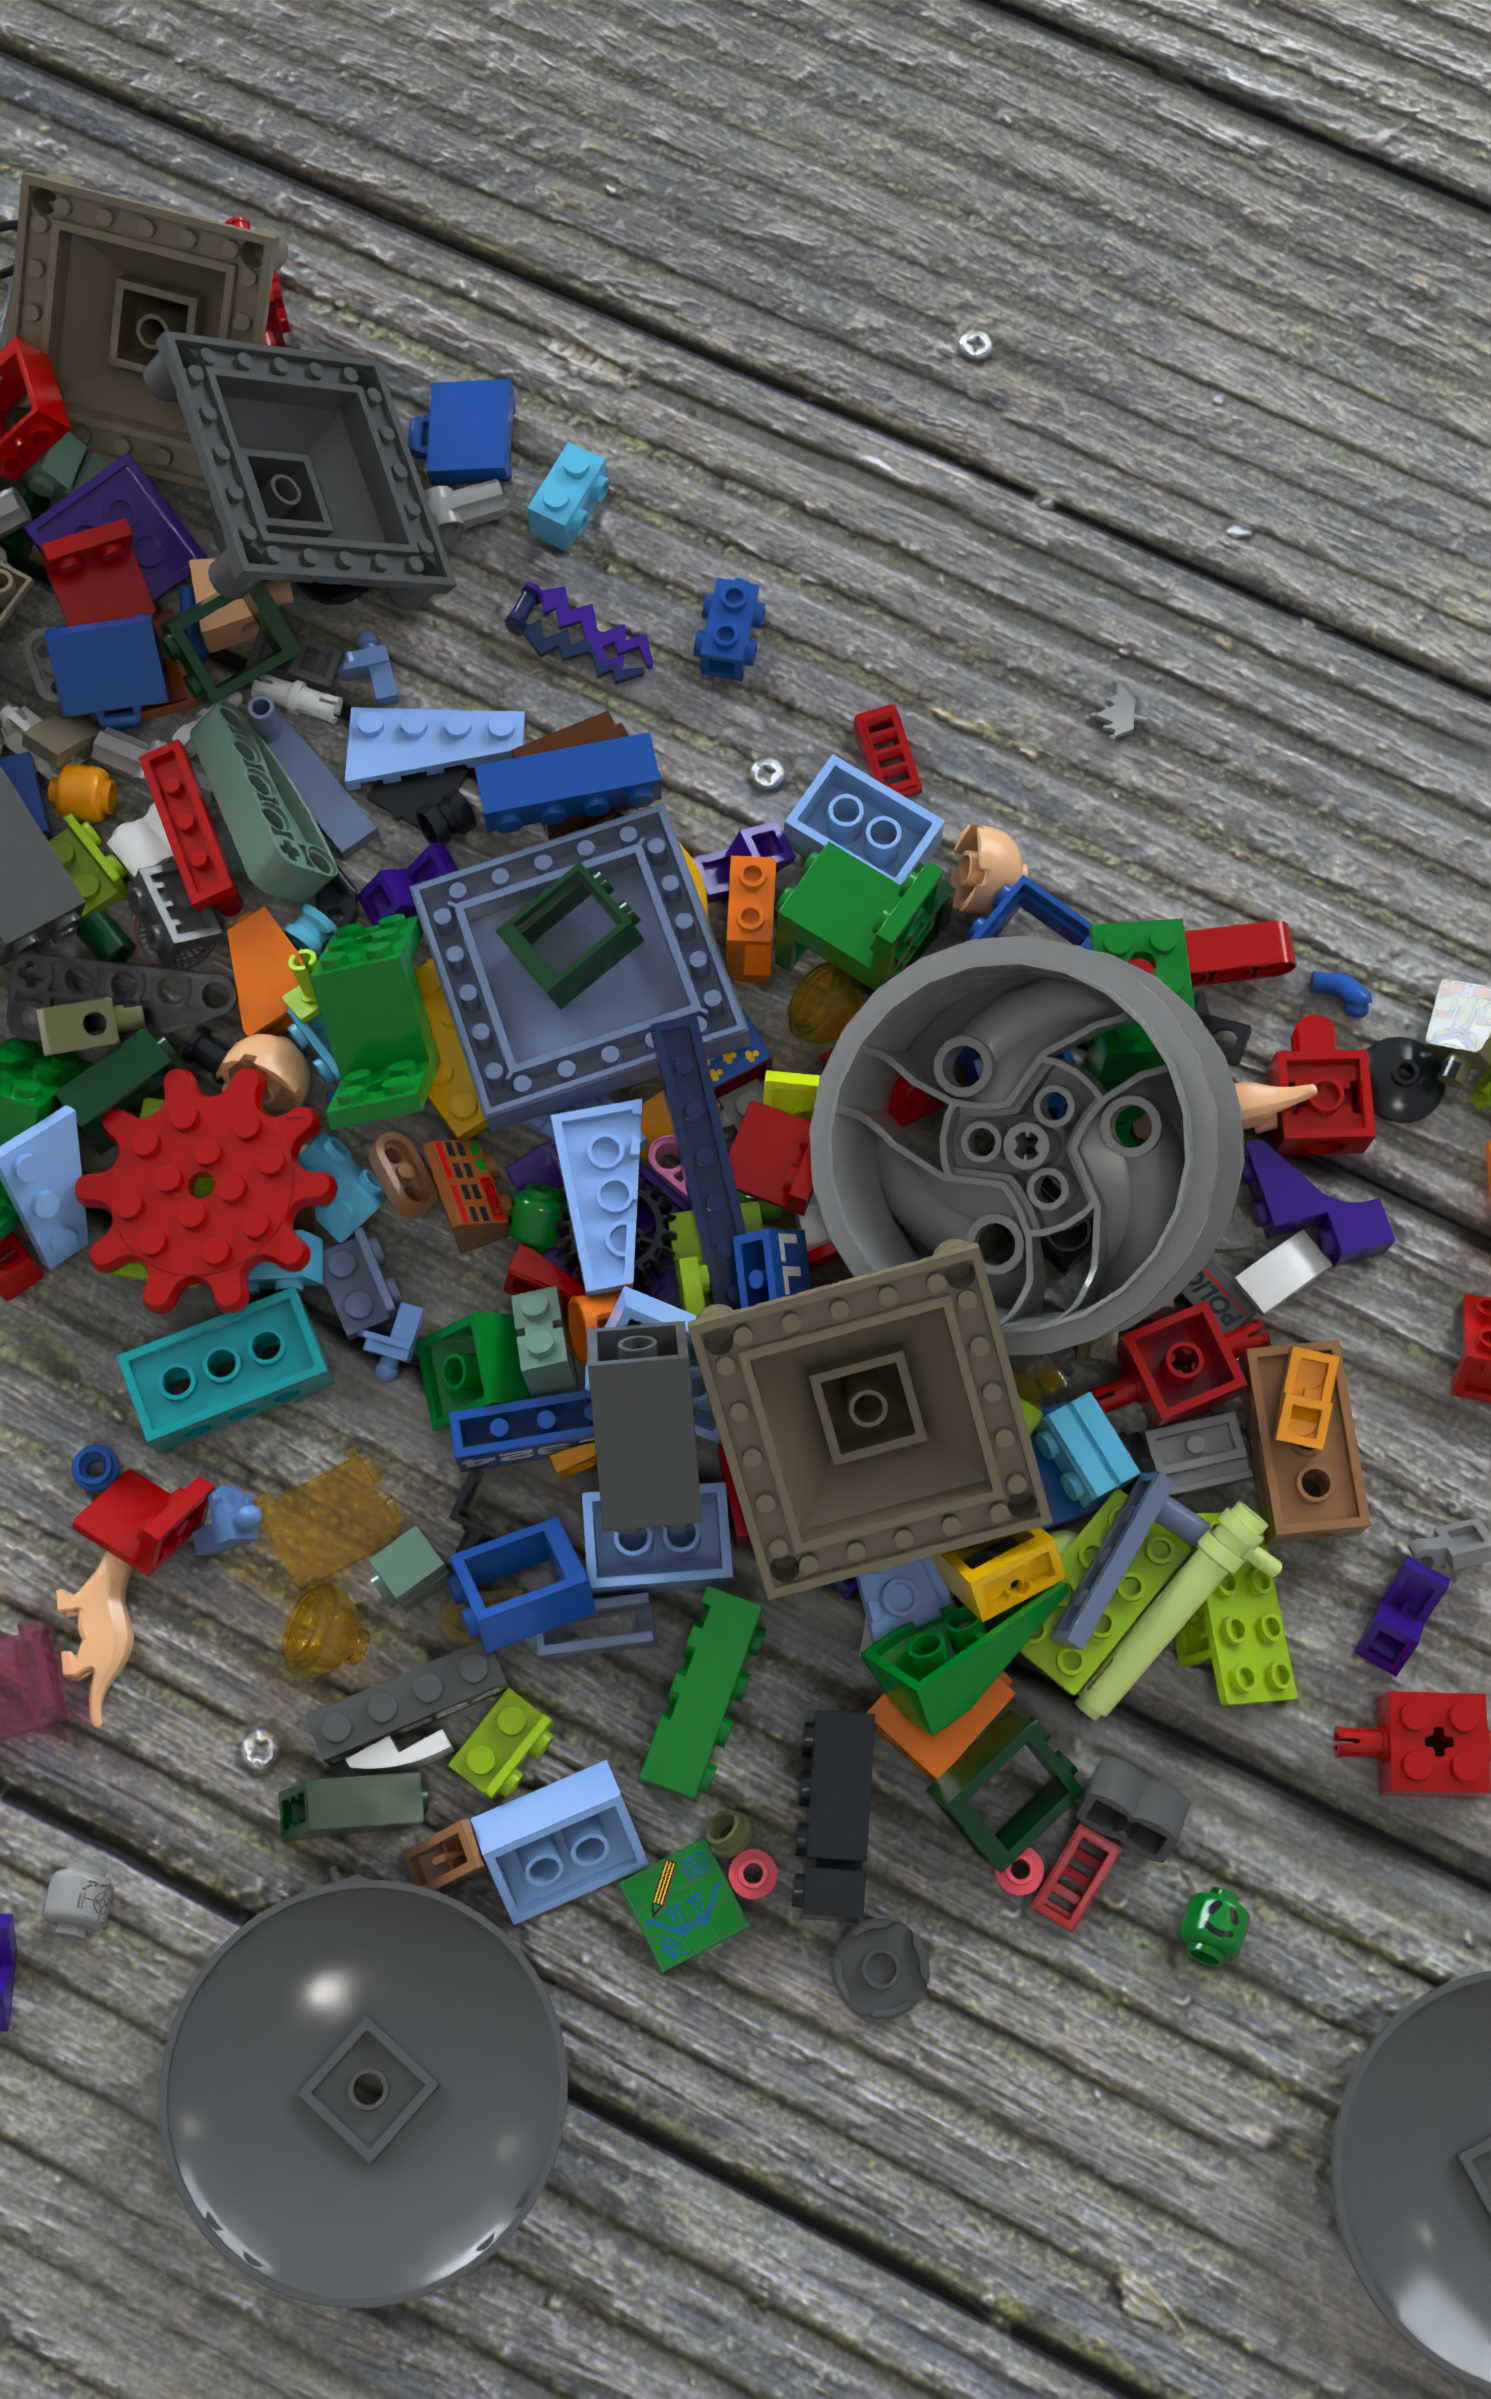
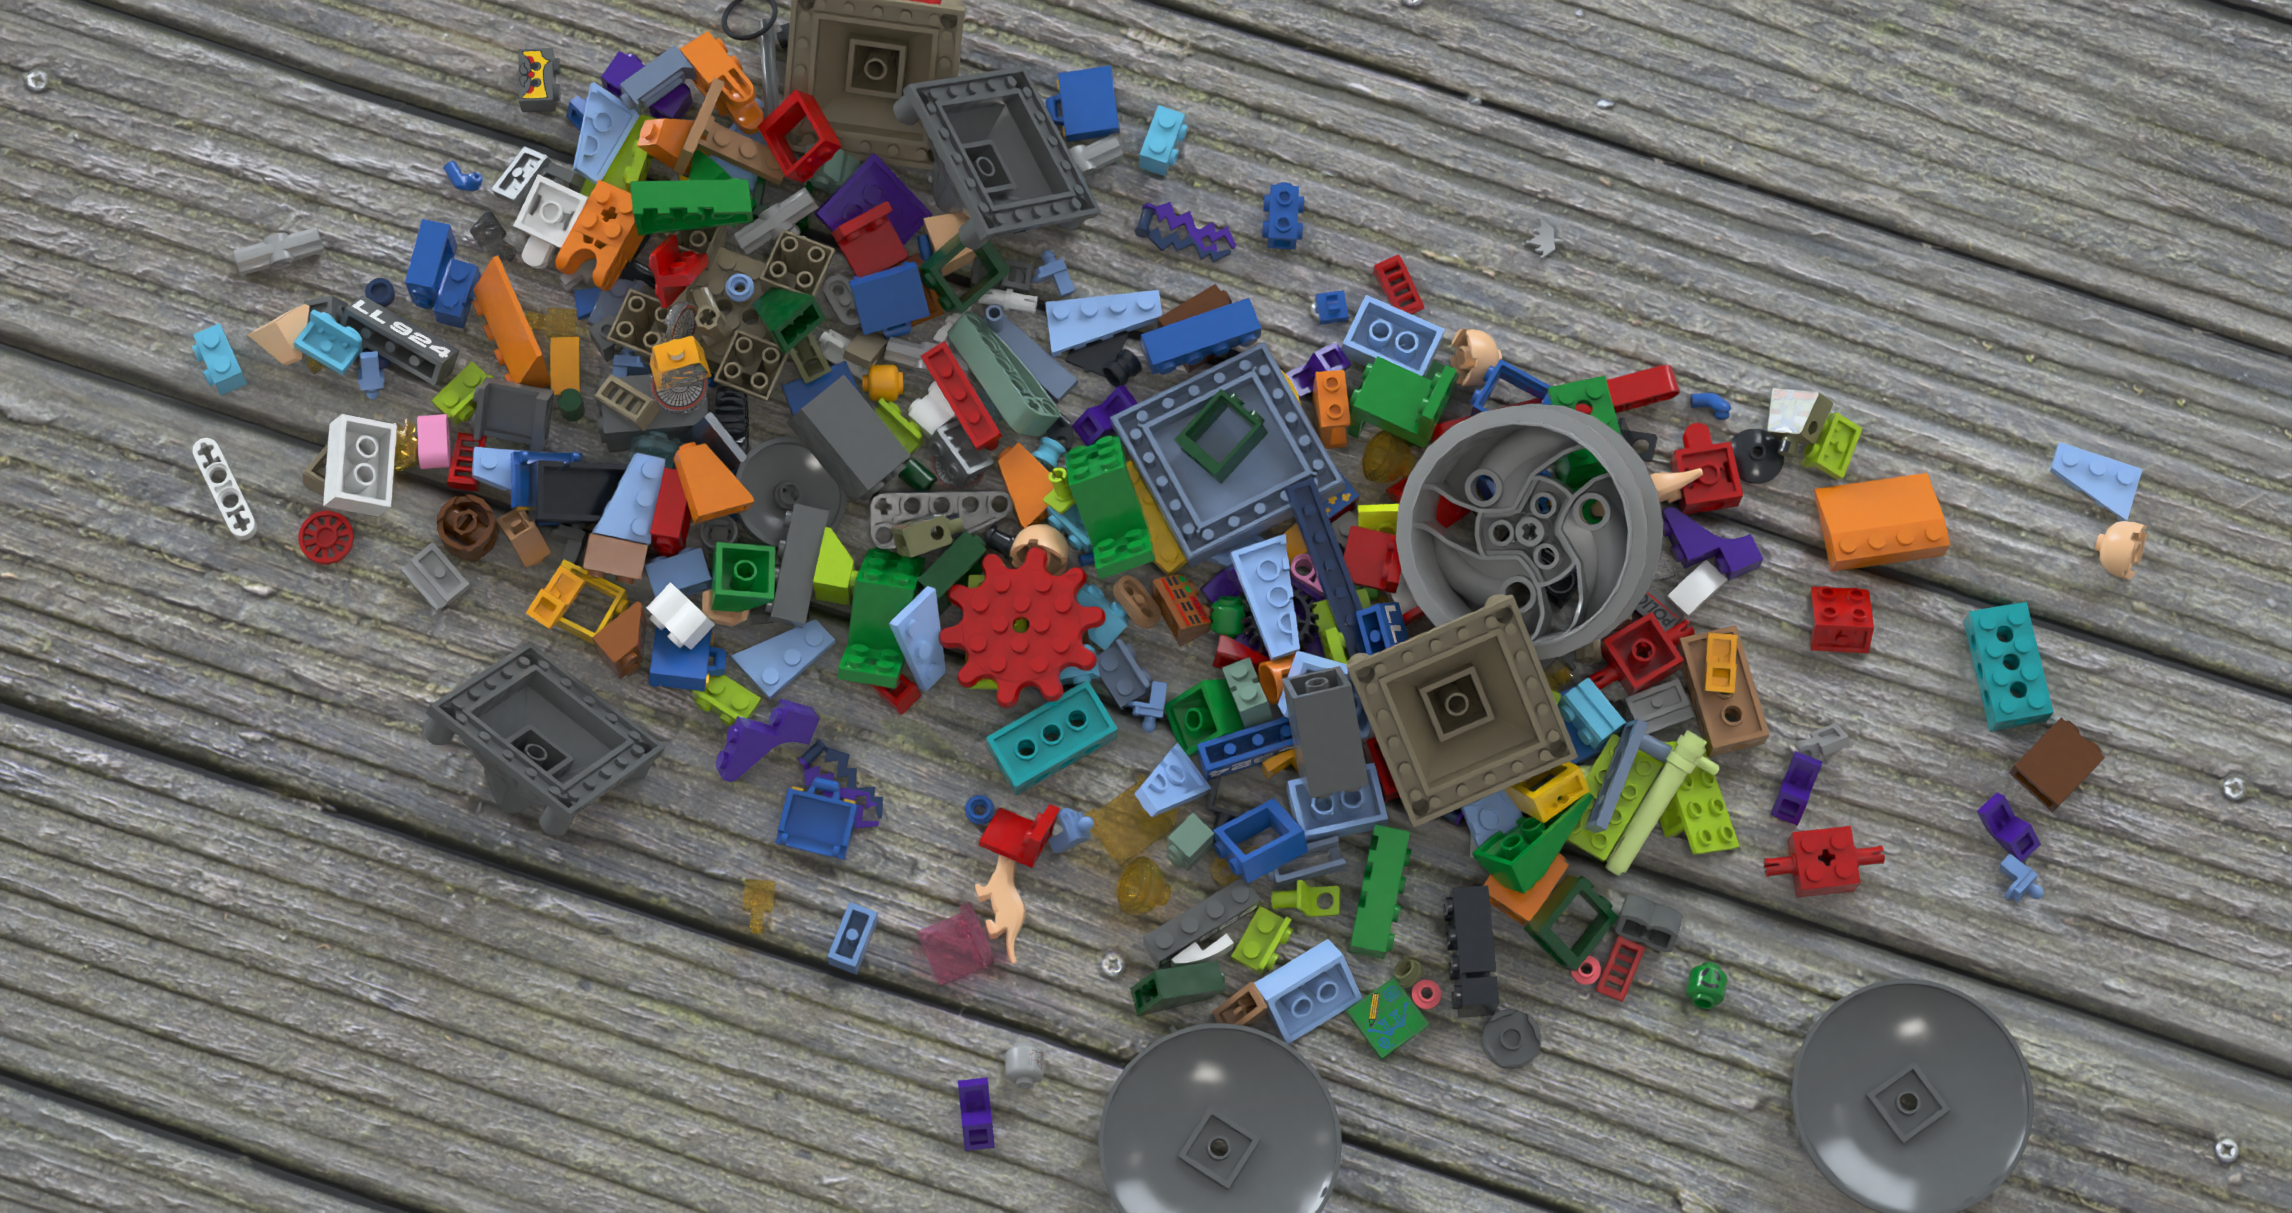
camera: 10 degrees left, 0 degrees up
(398, 1471) = (1172, 783): none -> light blue wing
(584, 1687) = (1306, 899): none -> lime bracket
(782, 771) = (1332, 307): none -> blue tile

